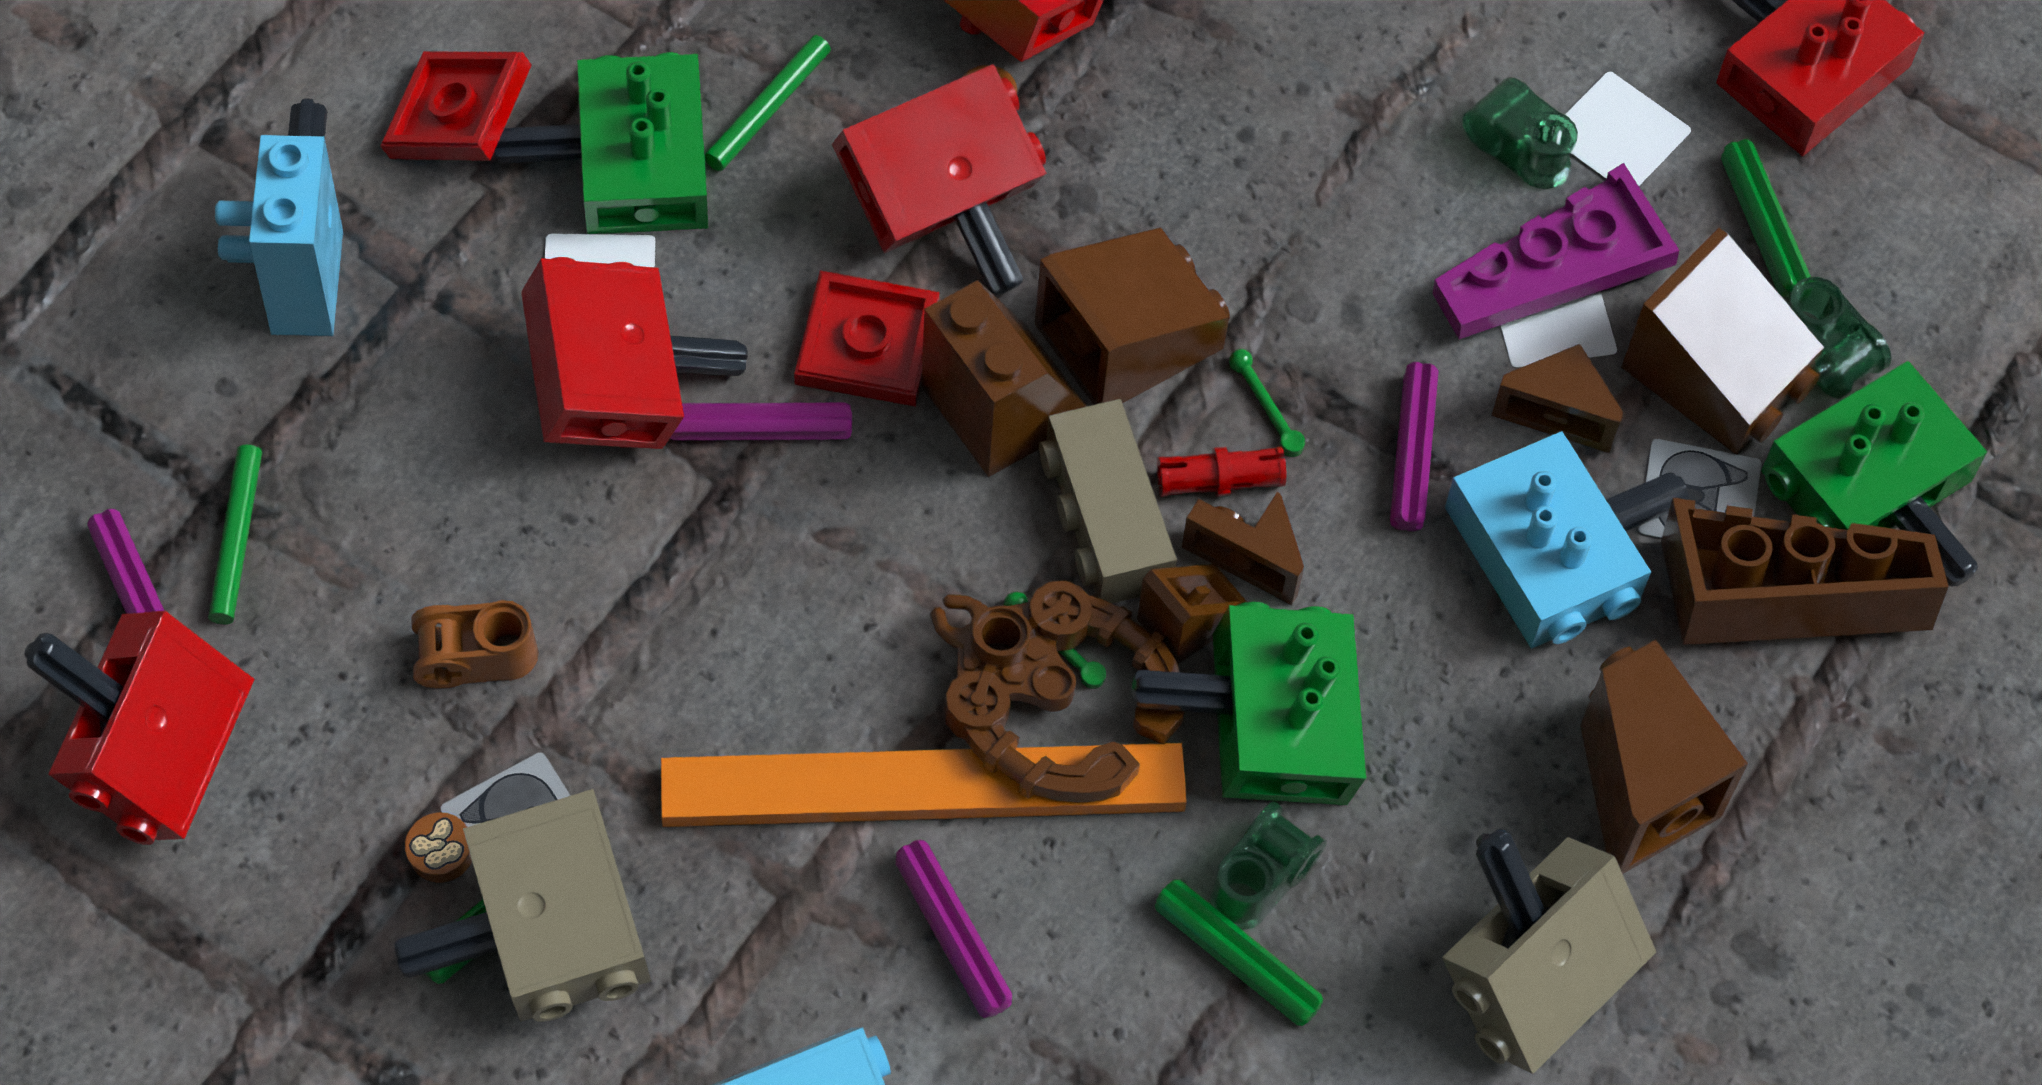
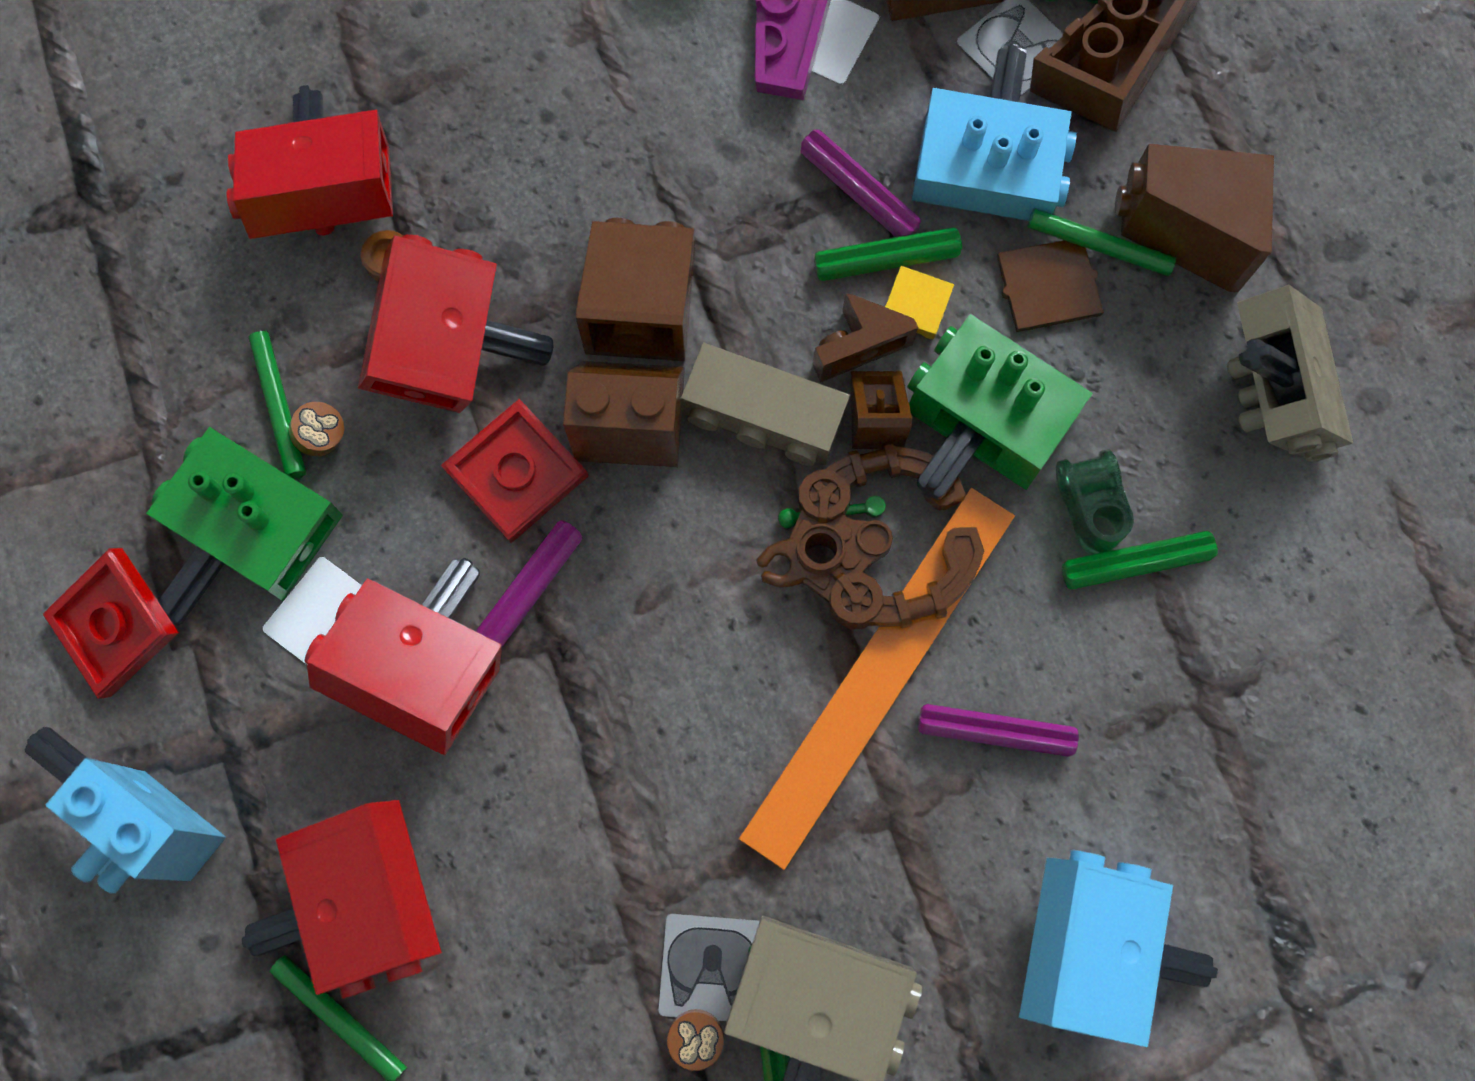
camera: 50 degrees left, 15 degrees up
(355, 455) = (352, 901): none -> red piece
(468, 646) = (554, 914): dark orange piece -> none
(770, 146) = (316, 428): none -> tile
(1221, 471) = (790, 317): red pin -> none
(1291, 440) = (797, 258): green hinge -> none
(1339, 575) = (920, 298): none -> yellow piece
(1364, 517) = (887, 254): none -> green axle
(1465, 689) = (1049, 285): none -> reddish brown piece
(1548, 703) = (1101, 242): none -> green bar
(1561, 396) = (901, 68): reddish brown slope -> none

